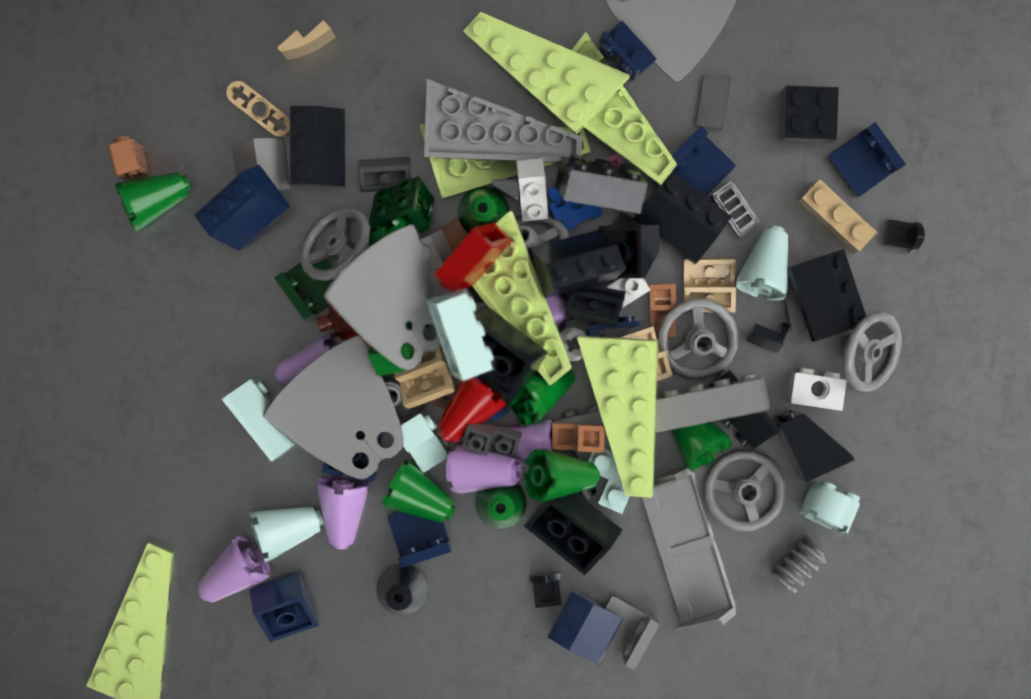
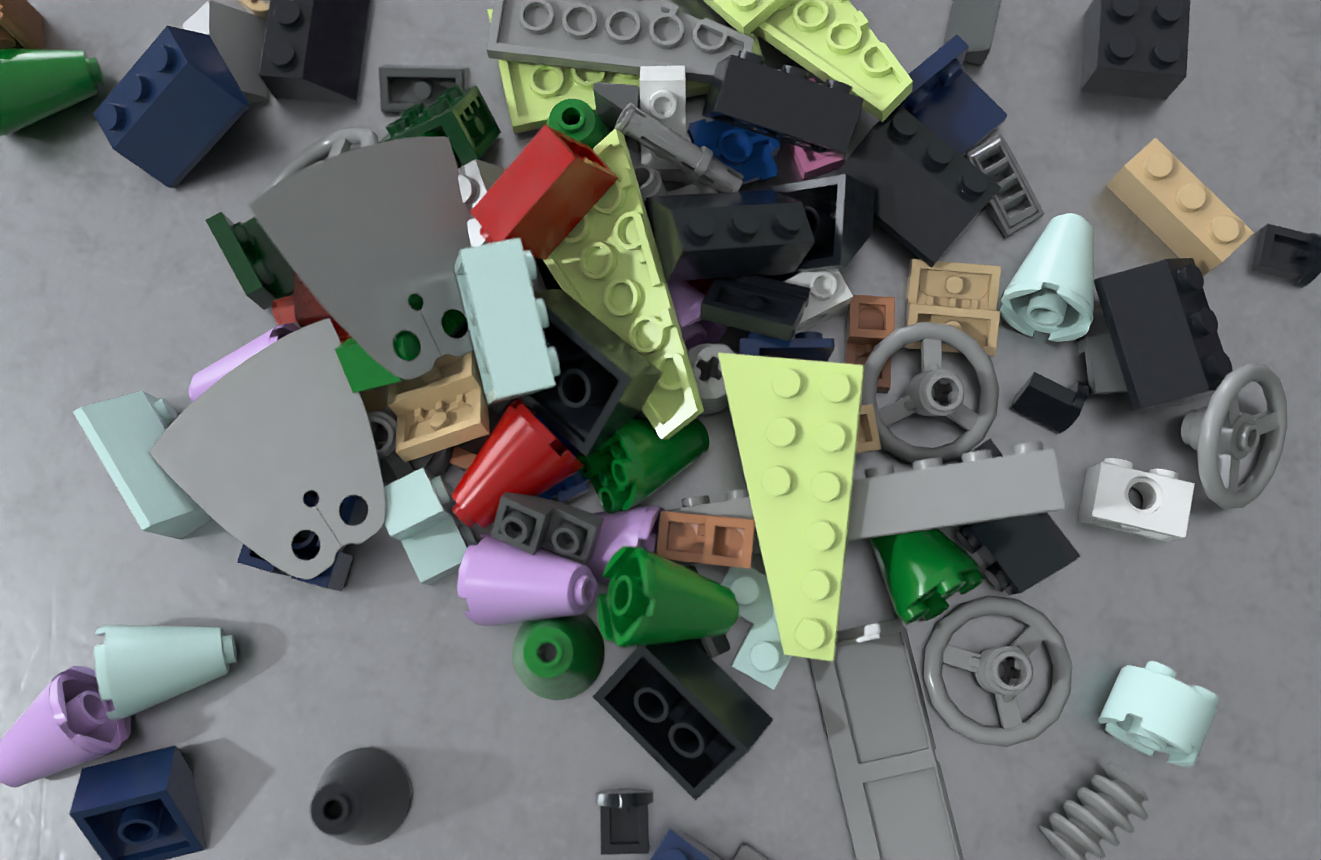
camera: 10 degrees right, 10 degrees down
(341, 507) = (269, 634): lavender cone -> none
(418, 495) = (404, 621): green cone -> none
(418, 538) = (405, 694): dark blue bracket -> none
(553, 218) = (694, 161): none -> light grey pin
(809, 446) = (1127, 597): black slope -> none
(866, 159) = (1234, 120): dark blue bracket -> none

